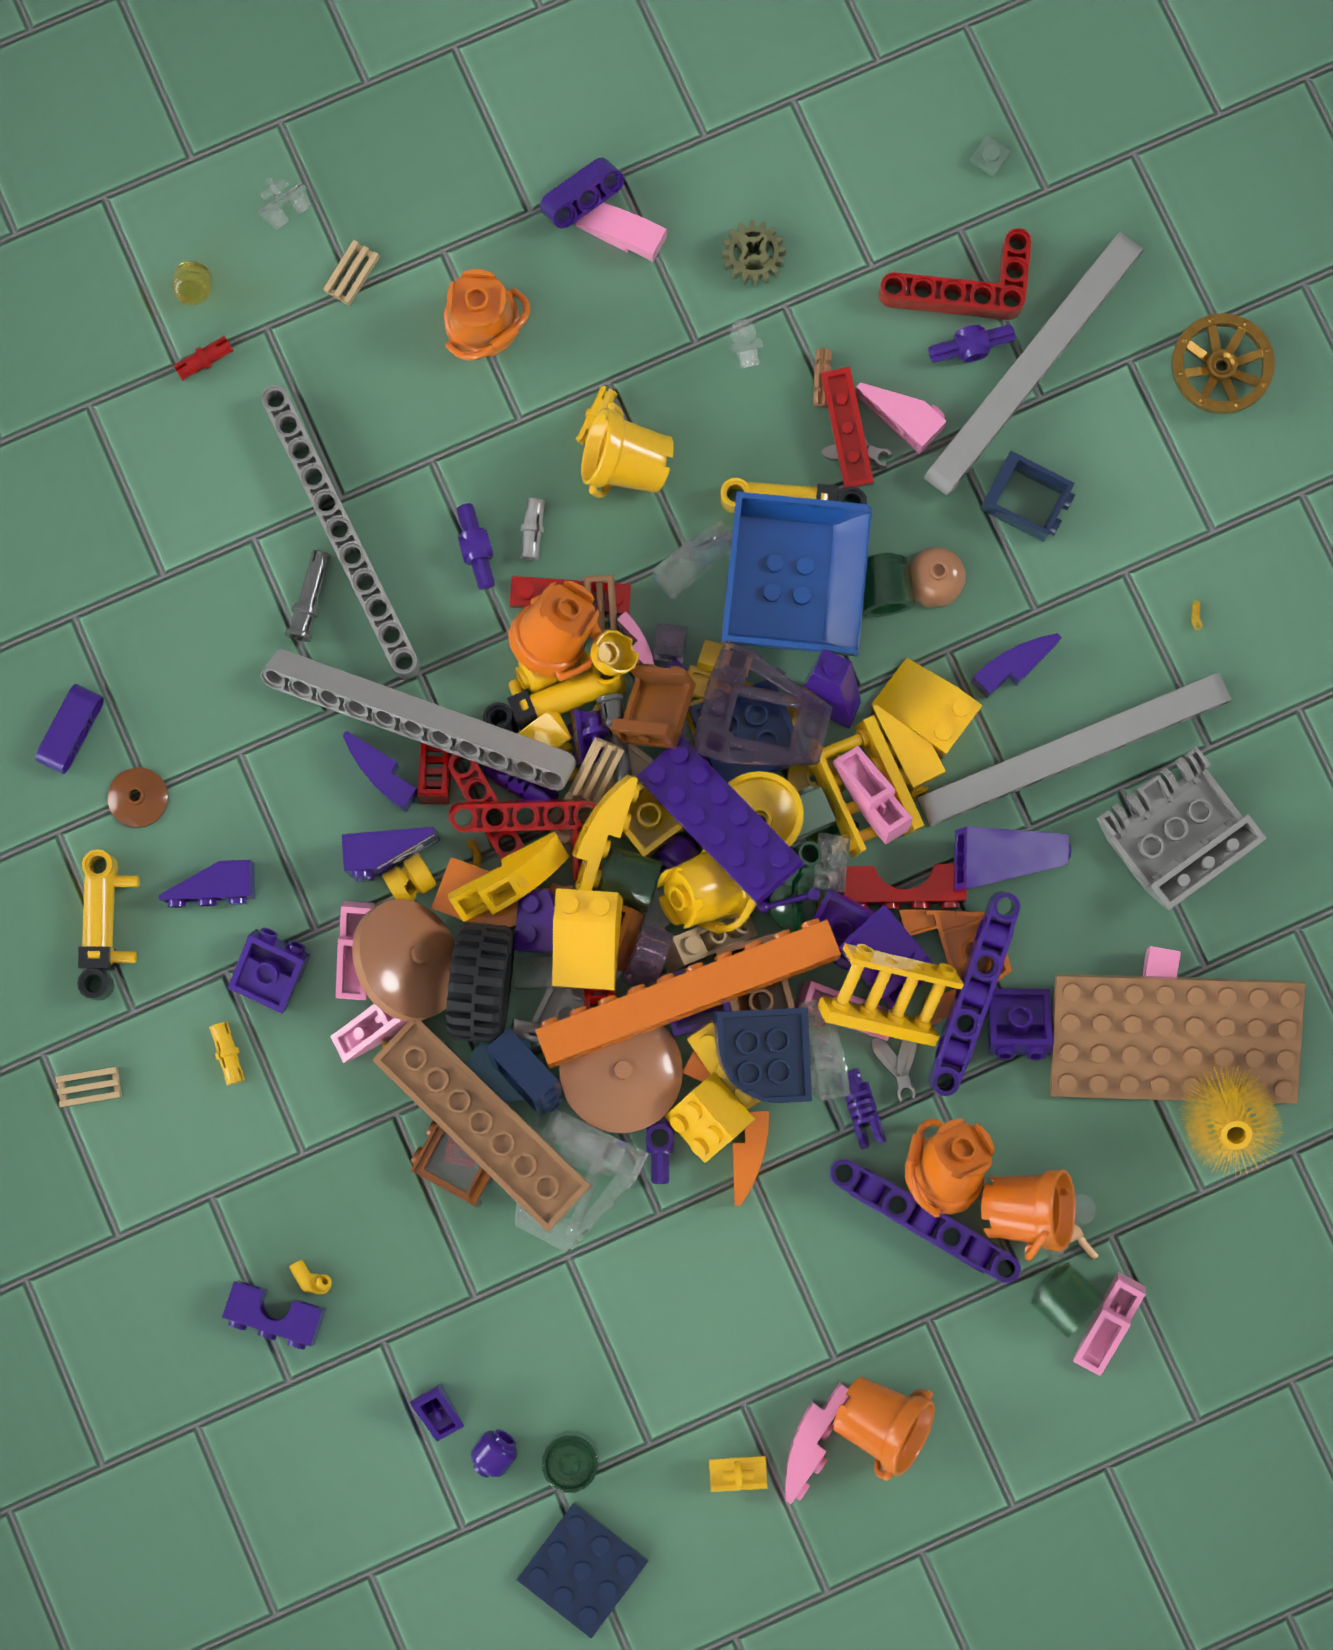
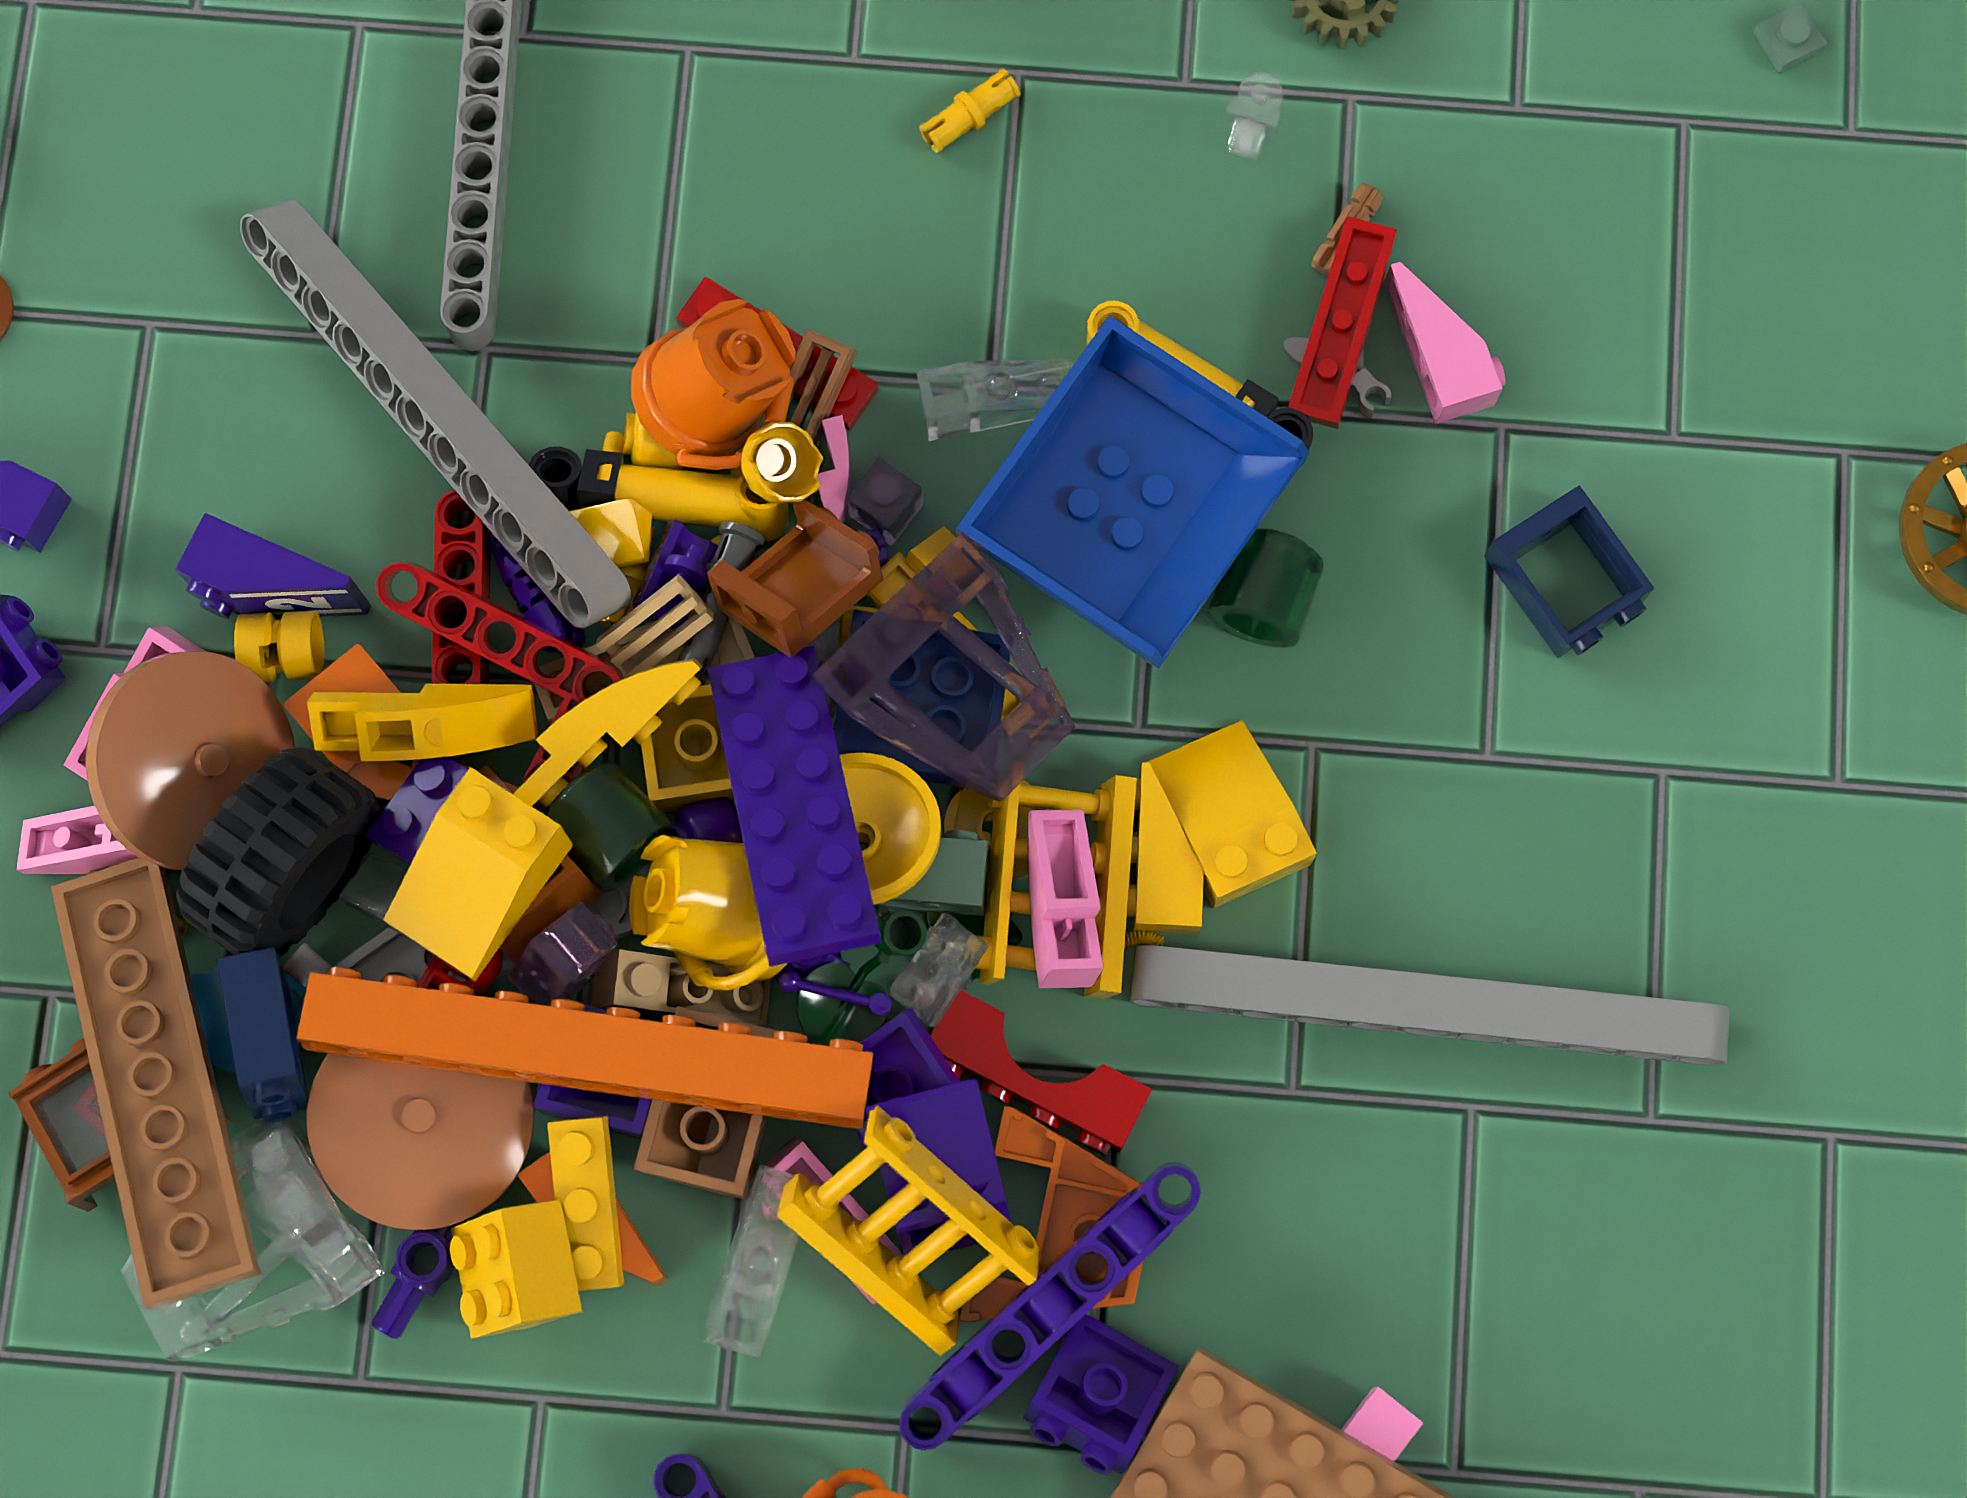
camera: 25 degrees right, 5 degrees down
(305, 608) = (369, 163): dark grey pin -> none
(381, 772) = (334, 463): dark purple slope -> none
(433, 790) = (398, 533): red slope -> none
(475, 546) = (675, 204): dark purple axle -> none
(477, 858) = (407, 659): yellow leg -> none
(532, 529) = (776, 225): light grey pin -> none
(624, 455) = (974, 180): yellow piece -> none
(749, 1155) = (549, 1366): orange slope -> none
(766, 1052) = (657, 1214): dark blue plate -> none
(835, 683) = (1101, 694): dark purple slope -> none
(863, 1109) = (771, 1393): dark purple hinge -> none
(899, 1065) = (870, 1356): light grey piece -> none
(937, 577) = (1357, 621): nougat cylinder -> none
(967, 289) = (1643, 210): red beam -> none
(971, 343) = (1608, 297): dark purple axle -> none
(1004, 854) = (1217, 1106): dark purple slope -> none
(1014, 664) = (1406, 818): dark purple slope -> none
(1033, 364) = (1688, 377): light grey beam -> none
(1179, 831) = (1528, 1227): light grey slope -> none
(1196, 617) = (1739, 897): yellow leg -> none

